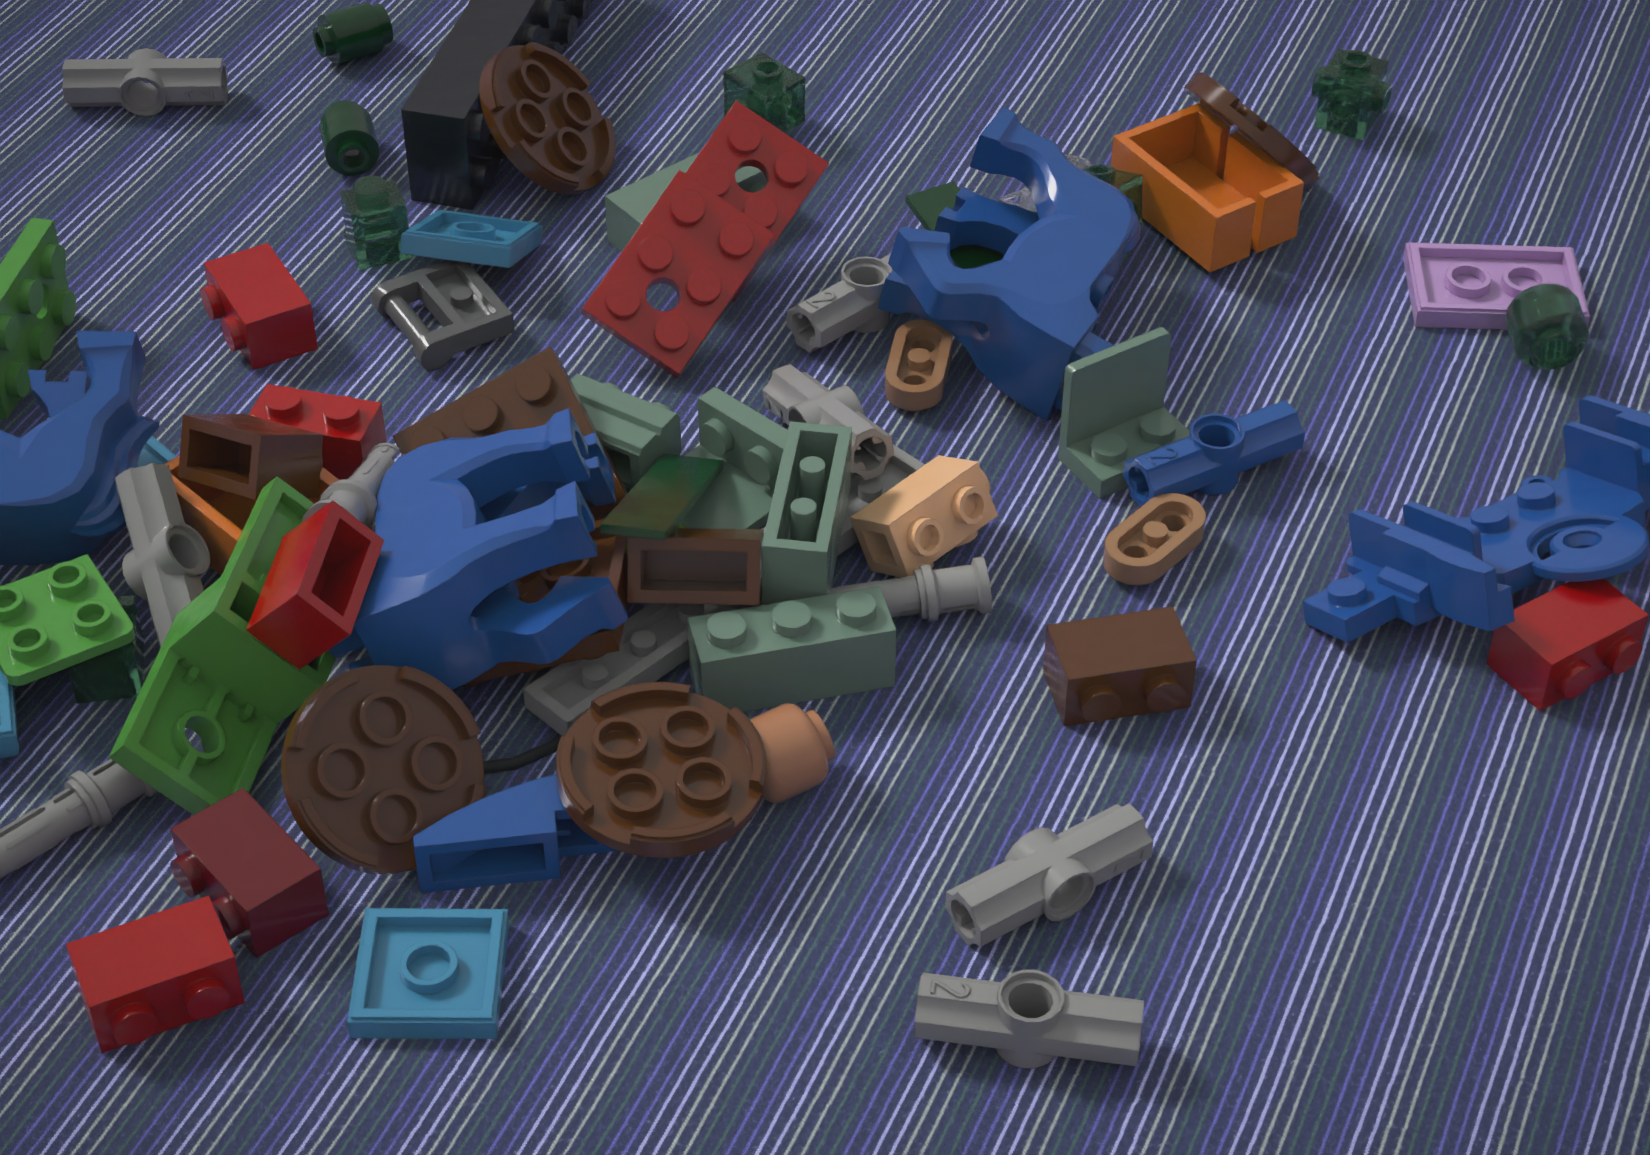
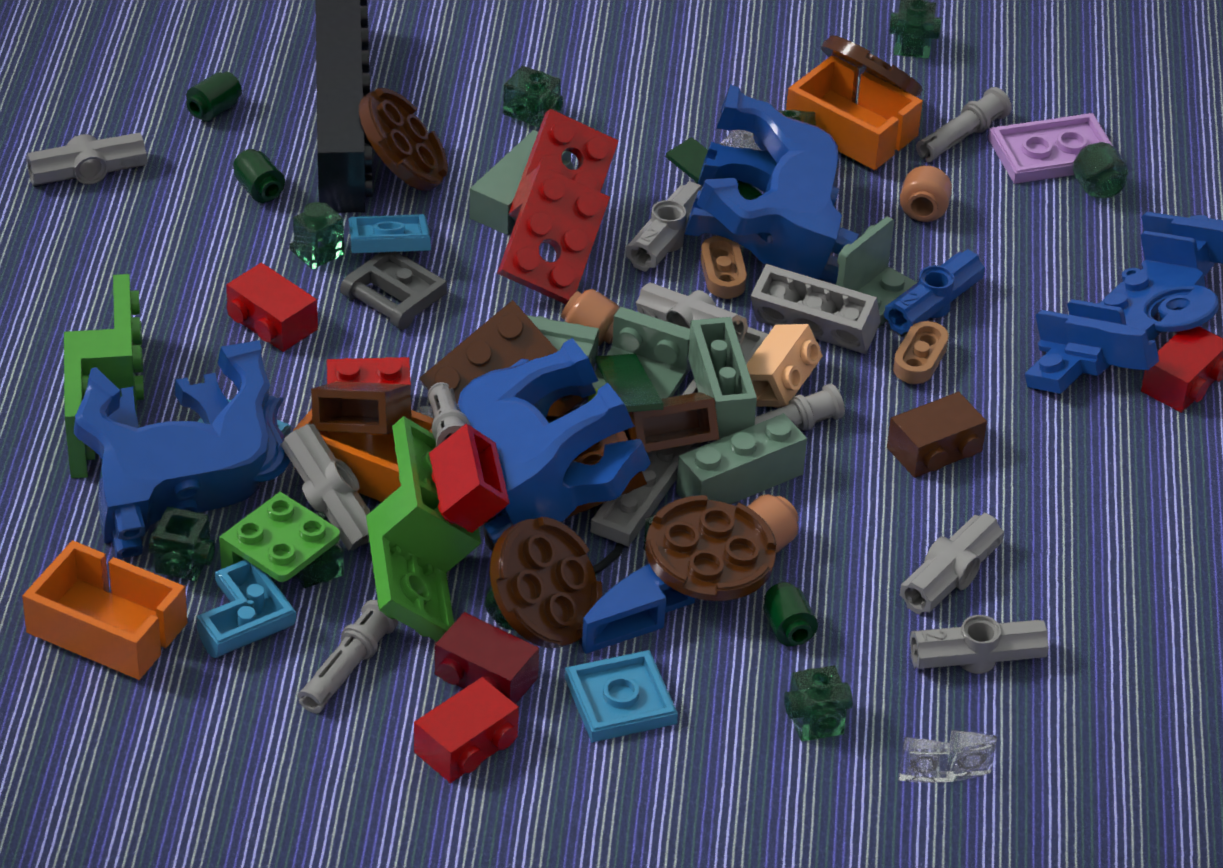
camera: 20 degrees left, 0 degrees up
(677, 386) = (592, 310): none -> nougat head
(715, 1058) = (818, 703): none -> clear green brick
(750, 901) = (789, 614): none -> dark green brick
(1017, 445) = (832, 311): none -> light grey brick
(1264, 314) = (925, 193): none -> nougat head
(1387, 226) = (974, 118): none -> light grey pin

